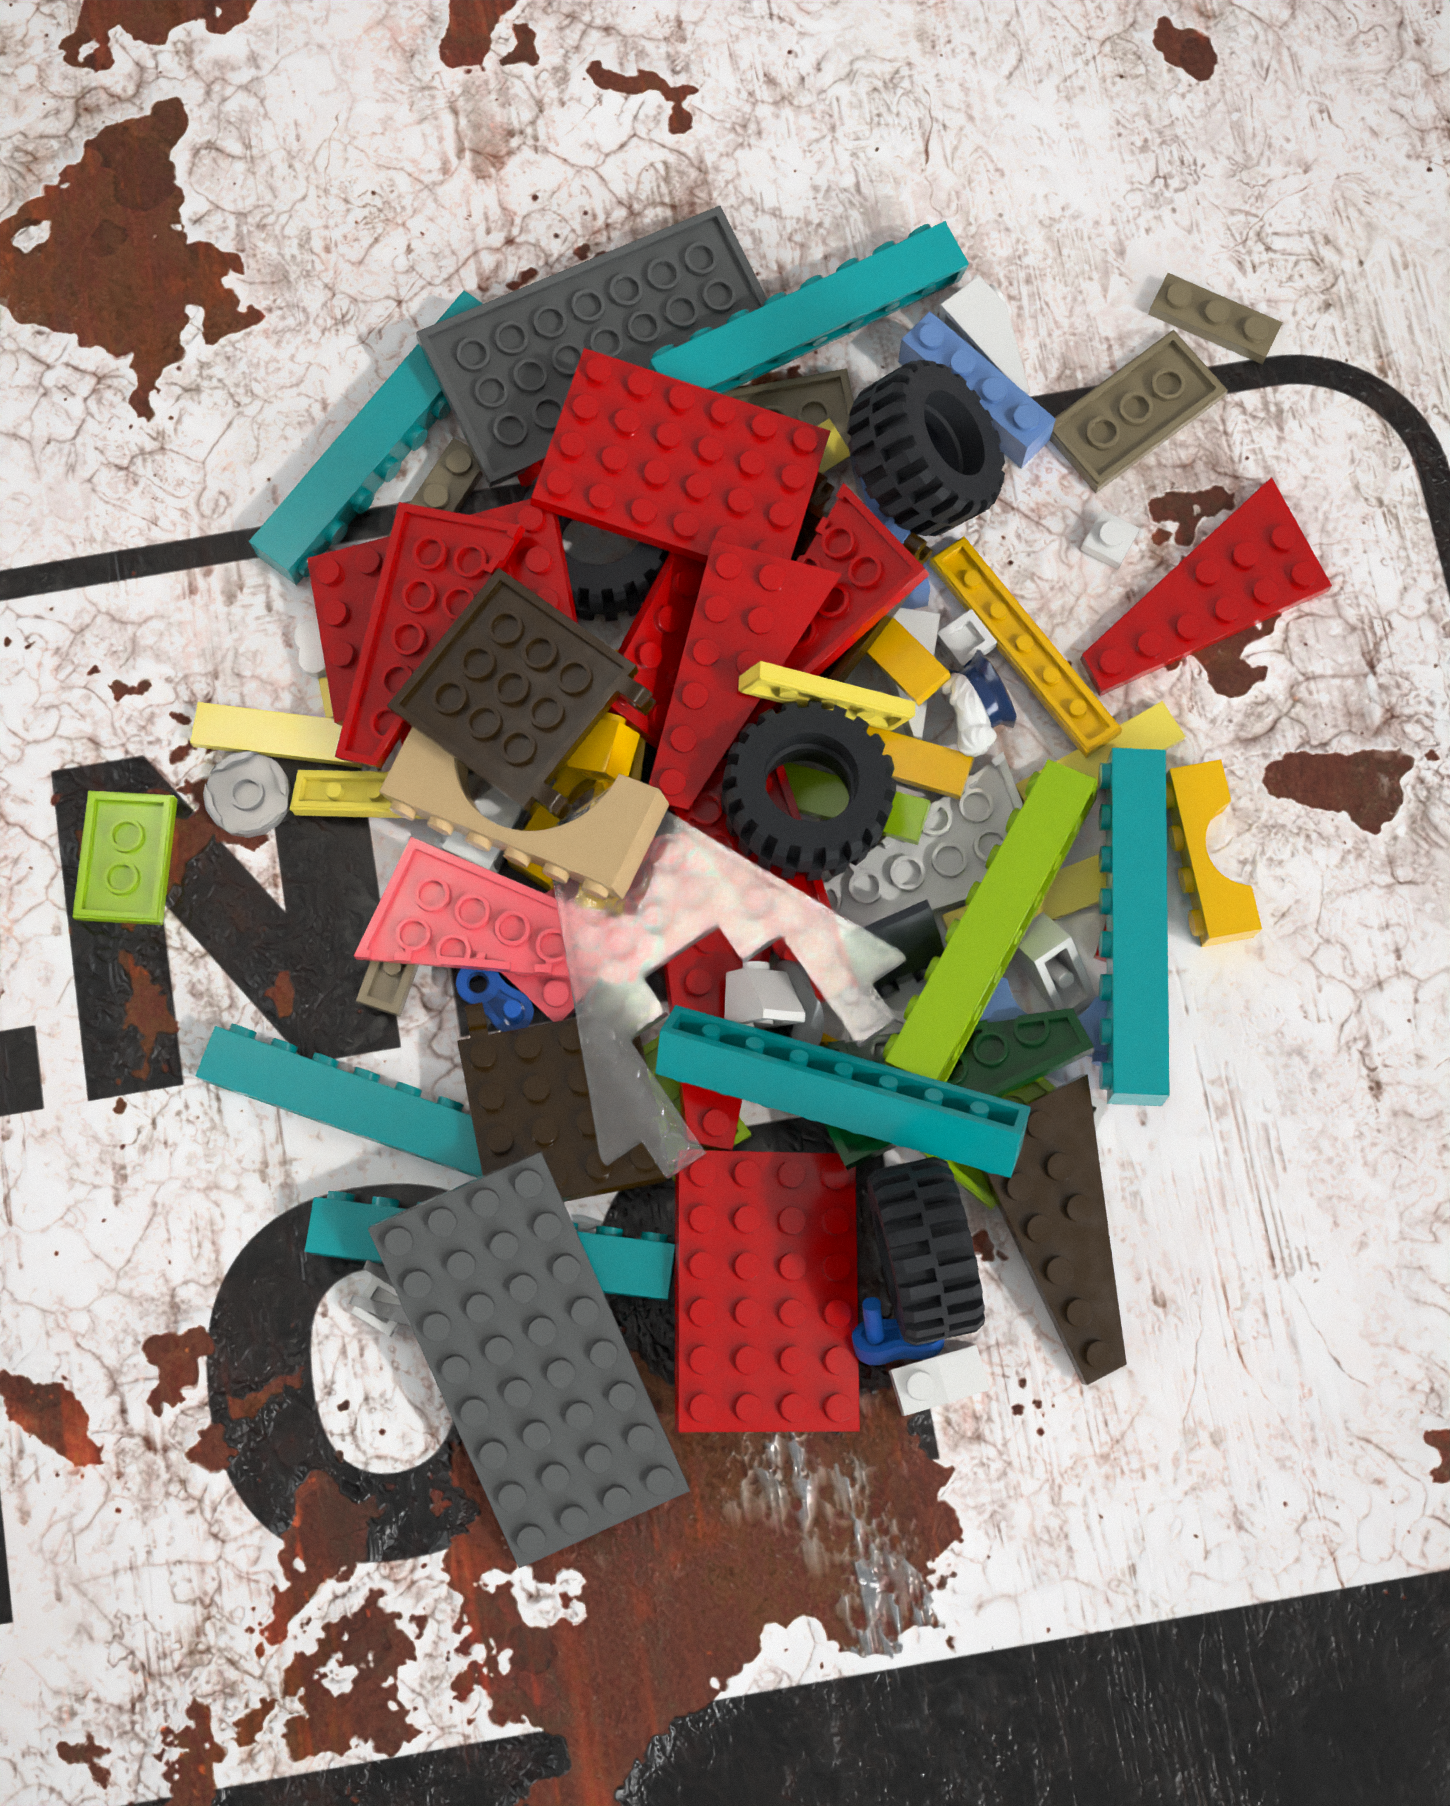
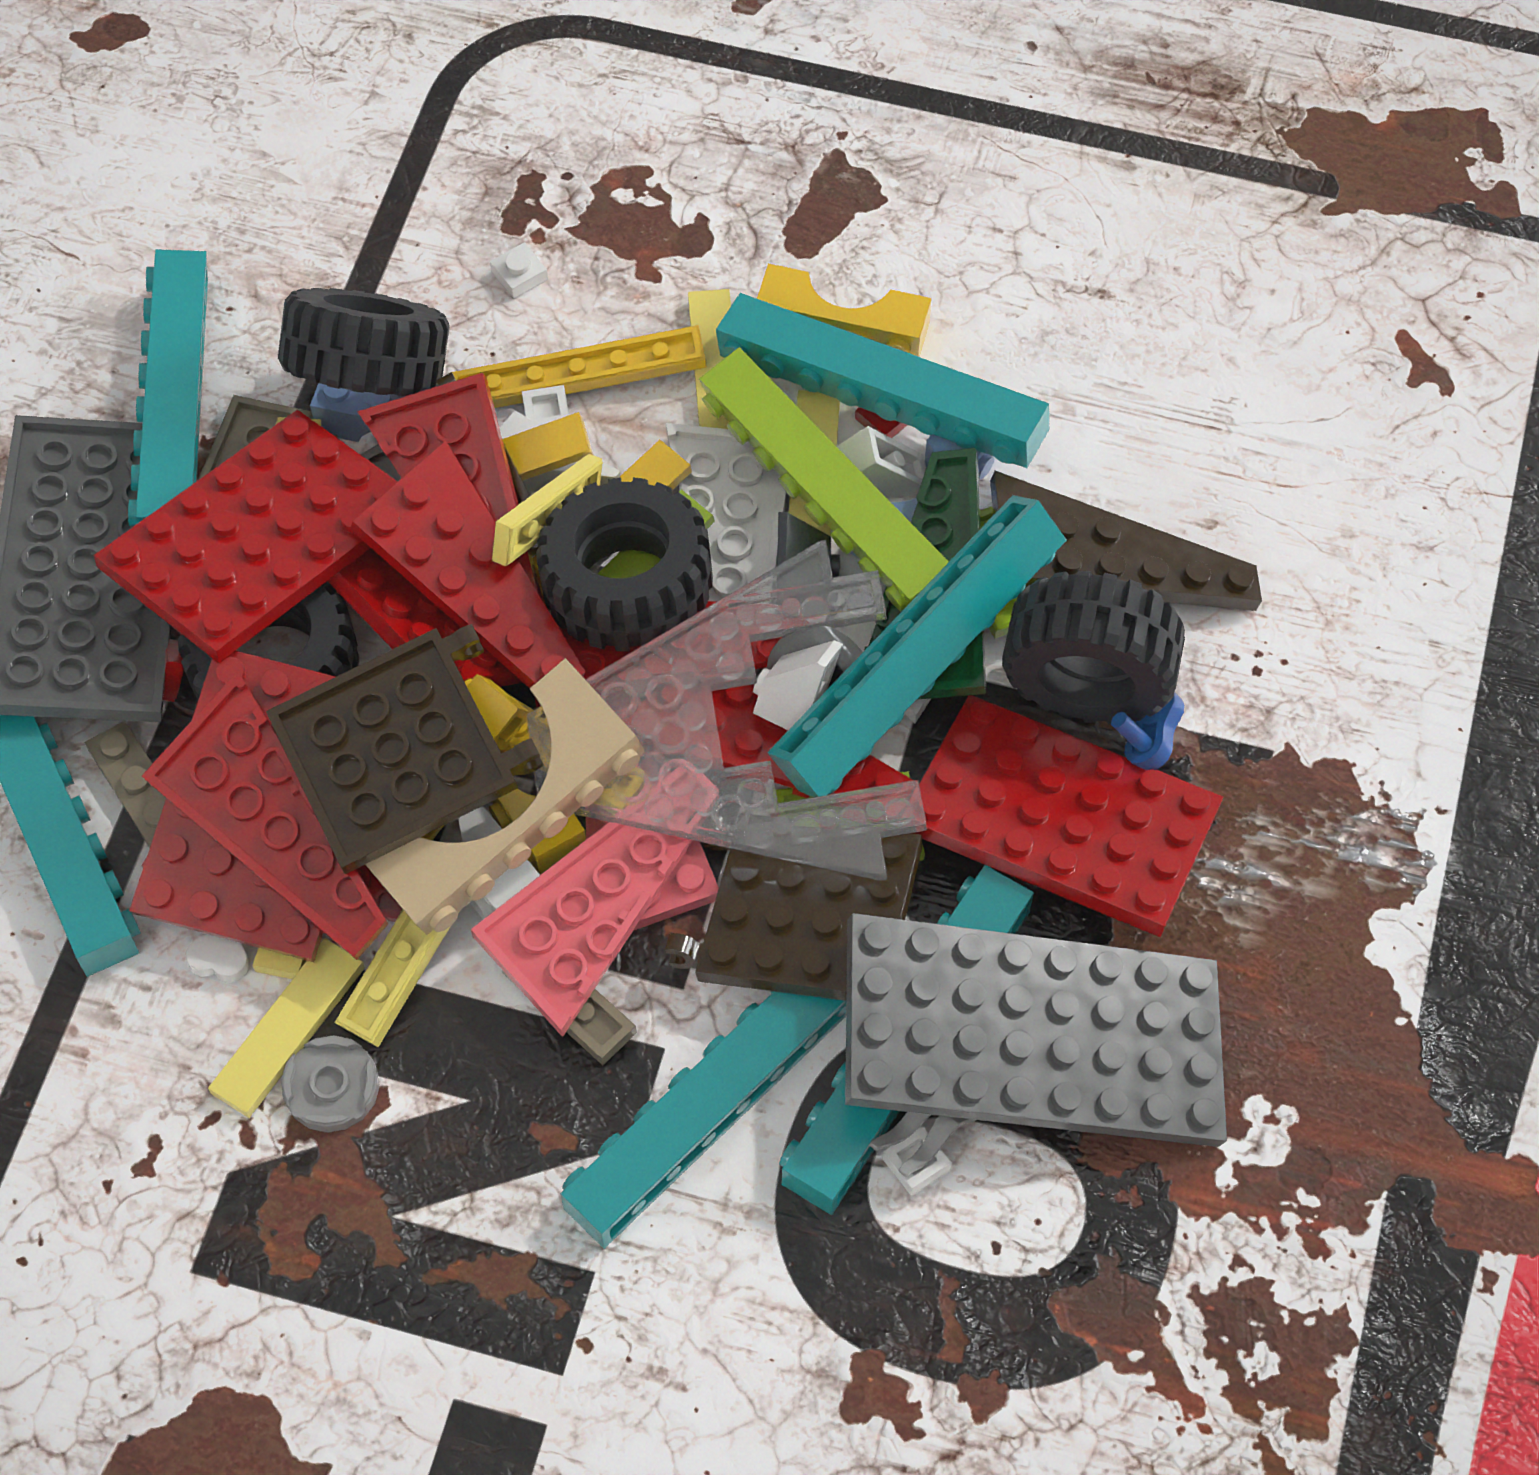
camera: 70 degrees left, 15 degrees down
(125, 858) = (327, 1230): lime tile -> none
(502, 1004) = (654, 932): blue piece -> none
(939, 1380) = (1206, 719): white slope -> none
(978, 704) = (616, 415): piece -> none
(983, 321) = (266, 273): white slope -> none
(1019, 419) = (261, 309): medium blue arch -> none
(1135, 410) = (414, 205): dark tan tile -> none
(1215, 318) = (369, 113): dark tan plate -> none
(1229, 582) = (612, 210): red wing -> none

